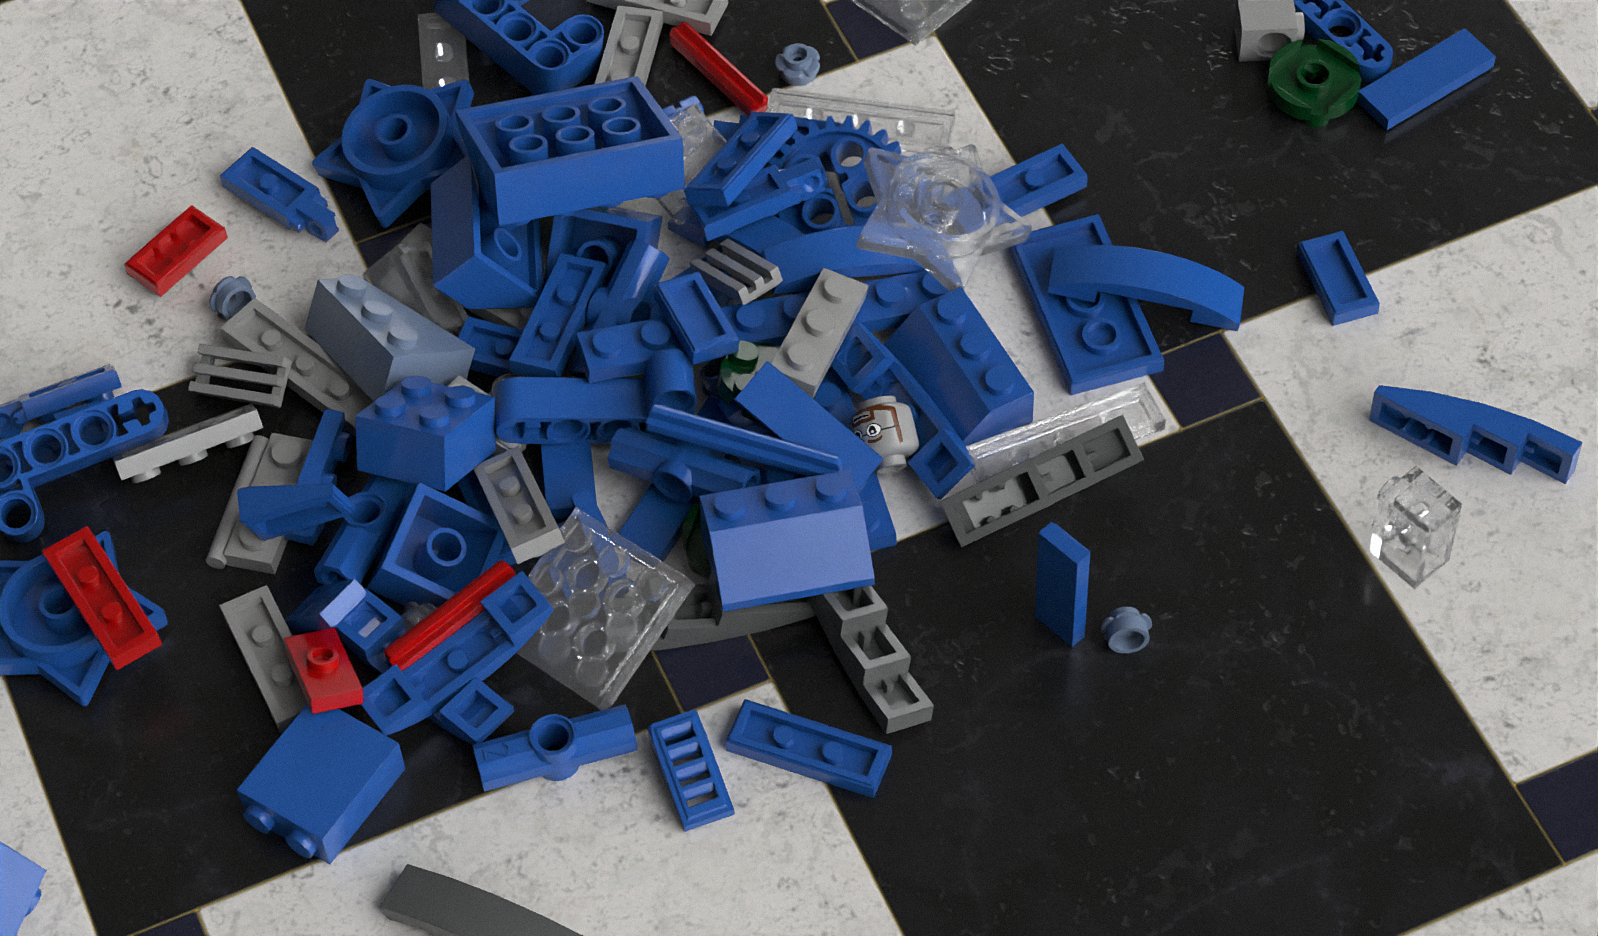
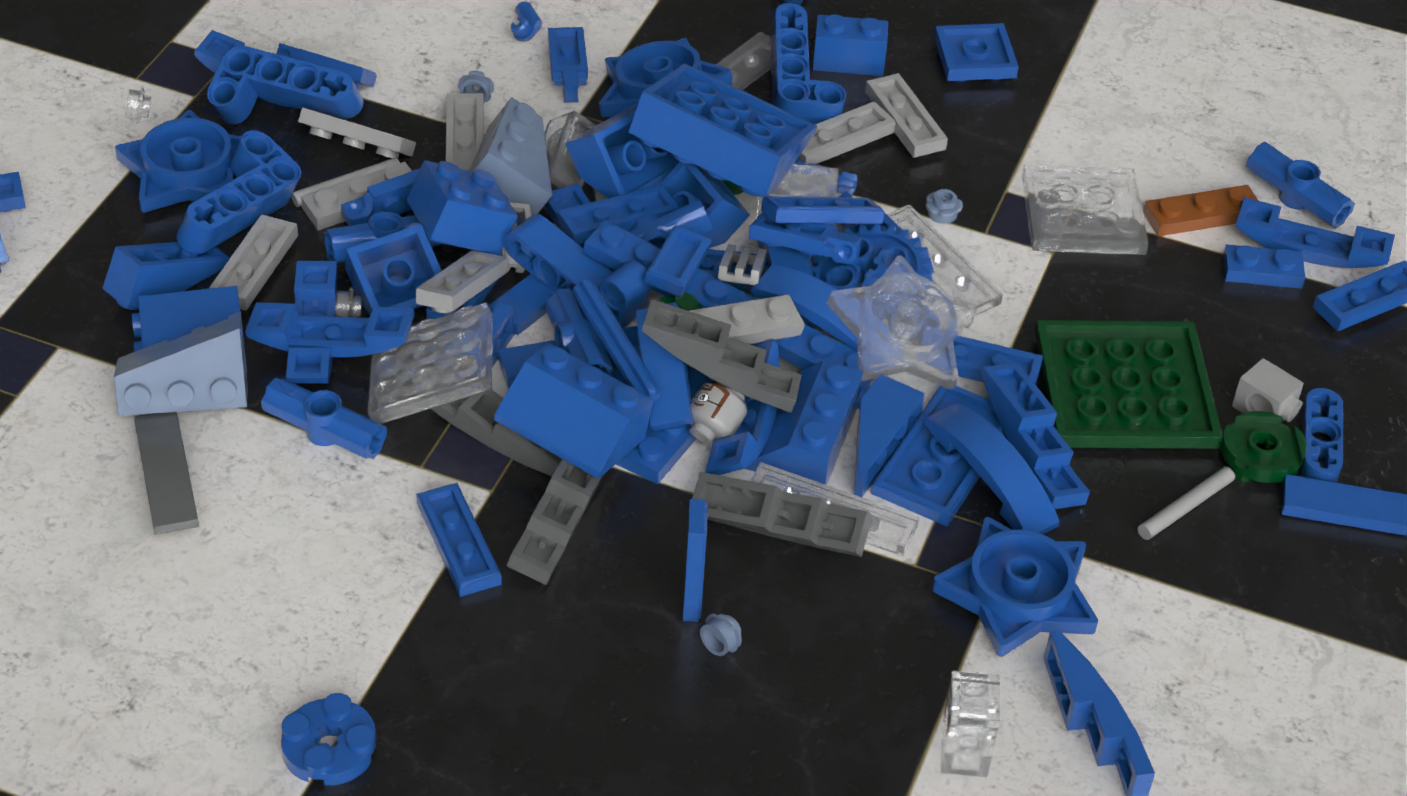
camera: 40 degrees right, 10 degrees down
(102, 598) = (199, 155): red plate -> none
(175, 250) = (479, 47): red plate -> none
(184, 182) = (529, 22): none -> blue arm
(185, 566) = (262, 186): none -> blue beam
(205, 746) = (157, 270): none -> blue slope
(206, 369) = (416, 111): light grey tile -> none
(290, 508) = (345, 188): blue slope -> none
(323, 670) = (256, 277): red plate -> none
(325, 607) = (302, 251): blue tile -> none
(389, 821) = (186, 373): none -> wedge
(447, 617) = (350, 305): red axle -> none
(675, 740) = (384, 466): blue slope -> none
(717, 69) = (892, 173): red axle -> none
(856, 378) = (706, 347): none -> dark grey slope
(1020, 323) = (884, 419): none -> blue slope
(1126, 218) = (1029, 427): none -> blue slope
(1149, 112) = (1128, 384): none -> dark green plate
(1289, 372) = (1020, 586): none -> blue plate
(1313, 181) = (1186, 503): none -> light grey bar
(1338, 278) = (1130, 565): blue tile -> none

